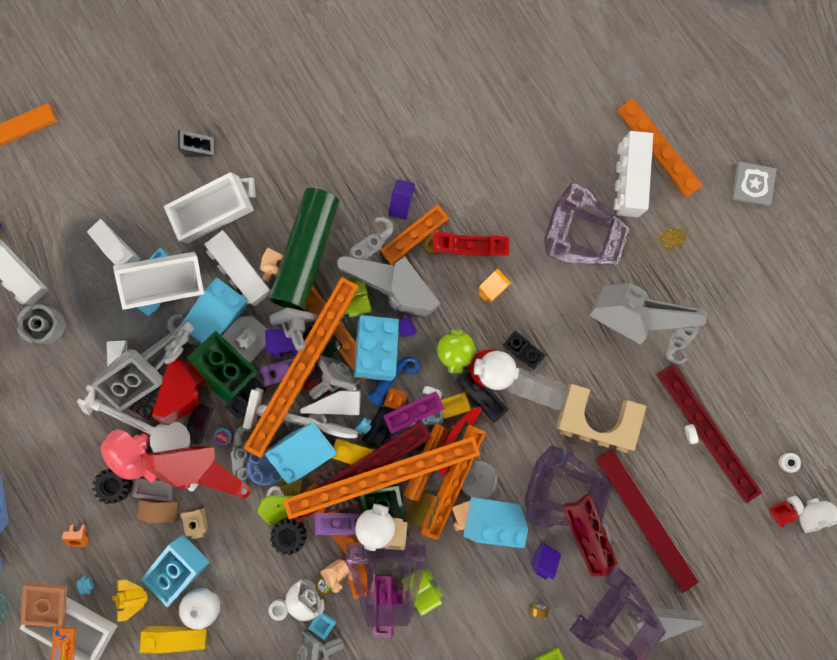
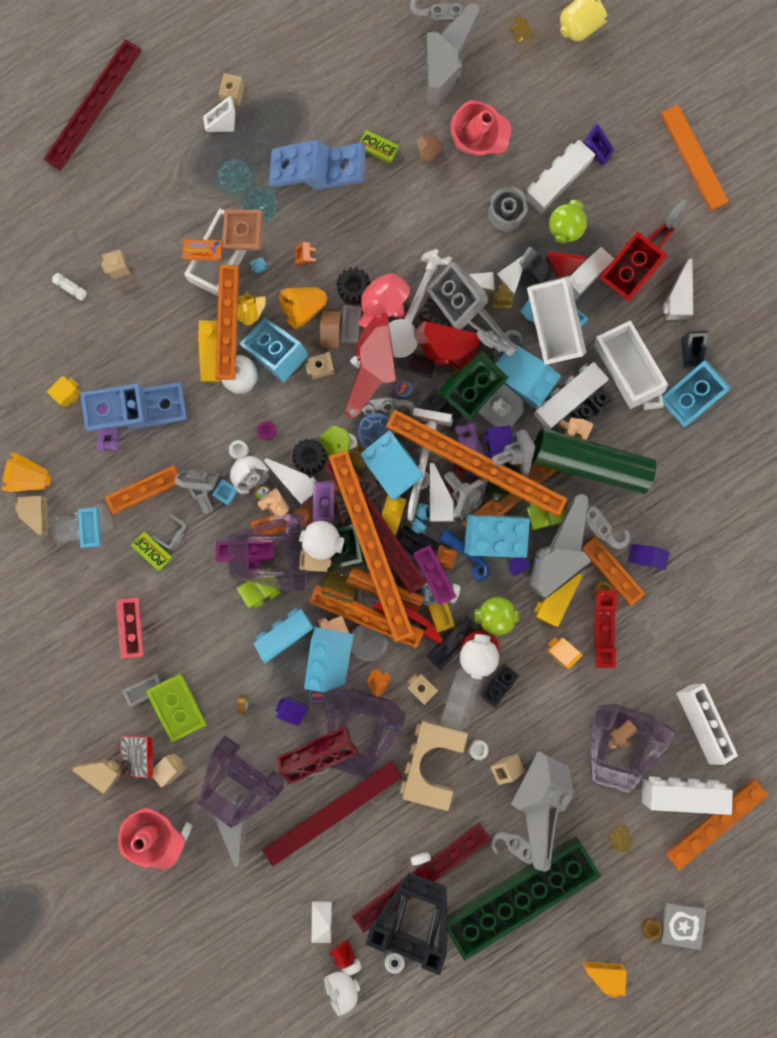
camera: 90 degrees right, 0 degrees up
(18, 580) = (260, 202): none -> clear light blue wheel
(58, 263) = (568, 222): none -> lime brick
(99, 192) = (640, 258): none -> red slope
(101, 269) = (563, 263): none -> red slope
(101, 299) = (535, 265): none -> black slope
(111, 323) = (511, 275): none -> white slope
(128, 541) = (301, 304): none -> light orange cone
(133, 332) = (502, 298): none -> clear yellow tile
(142, 622) = (227, 322): none -> orange tile
(147, 156) = (680, 299): none -> white slope
(240, 145) = (695, 393): none -> medium azure slope
(248, 247) = (592, 405): none -> black slope
(260, 580) = (266, 430): none -> magenta tile
(314, 551) = (297, 483): none -> white slope
(349, 421) = (423, 512): none -> medium azure plate
(448, 294) = (554, 606): none -> yellow slope
(470, 567) = (283, 634): none -> medium azure slope
(519, 471) = (378, 682): none -> orange tile
(525, 428) = (421, 688): none -> tan brick
(533, 533) = (316, 696): none -> magenta tile
(565, 151) = (707, 724): none -> white brick
(575, 233) = (622, 735): none -> medium nougat piece
(586, 373) = (478, 749): none -> white tile
(606, 345) = (508, 769): none -> tan brick
(731, 339) = (520, 899): none -> dark green brick
(751, 533) = (321, 921): none -> white slope
(756, 213) = (651, 928): none -> pearl gold tile
(773, 452) = (411, 947): none -> black windscreen
(802, 257) = (608, 976): none -> light orange slope

